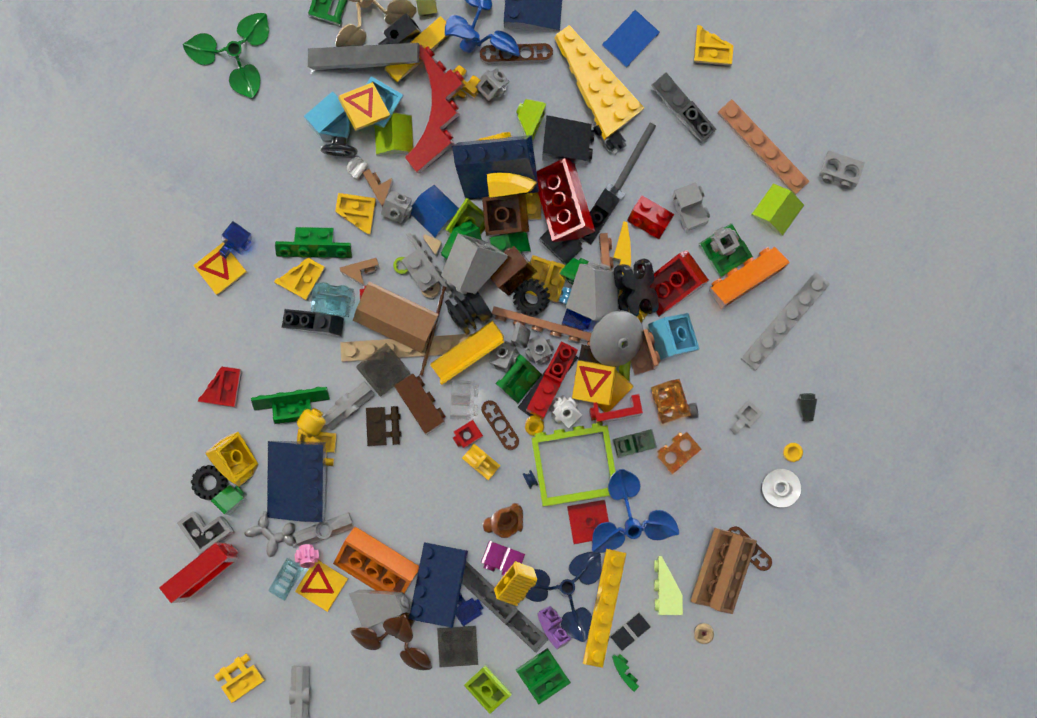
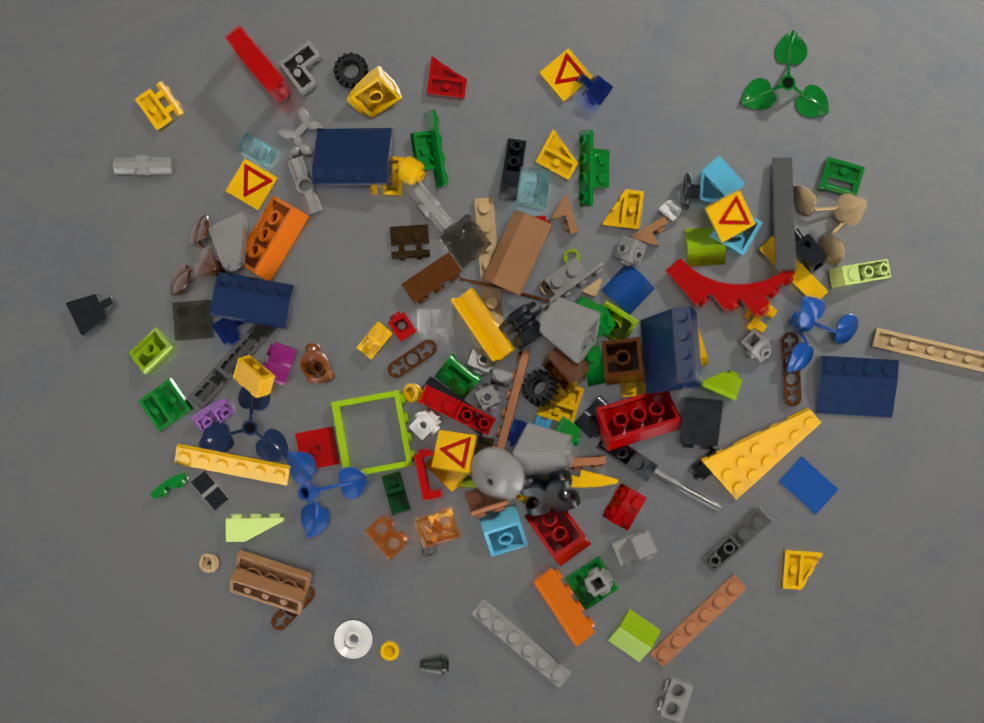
camera: 90 degrees right, 5 degrees up
(229, 499) = (333, 90): green slope -> none
(306, 556) = (278, 169): bright pink gear -> none
(507, 184) = (650, 363): yellow slope -> none
(530, 479) = (358, 389): dark blue bush -> none
(747, 415) = (425, 605): light grey plate -> none

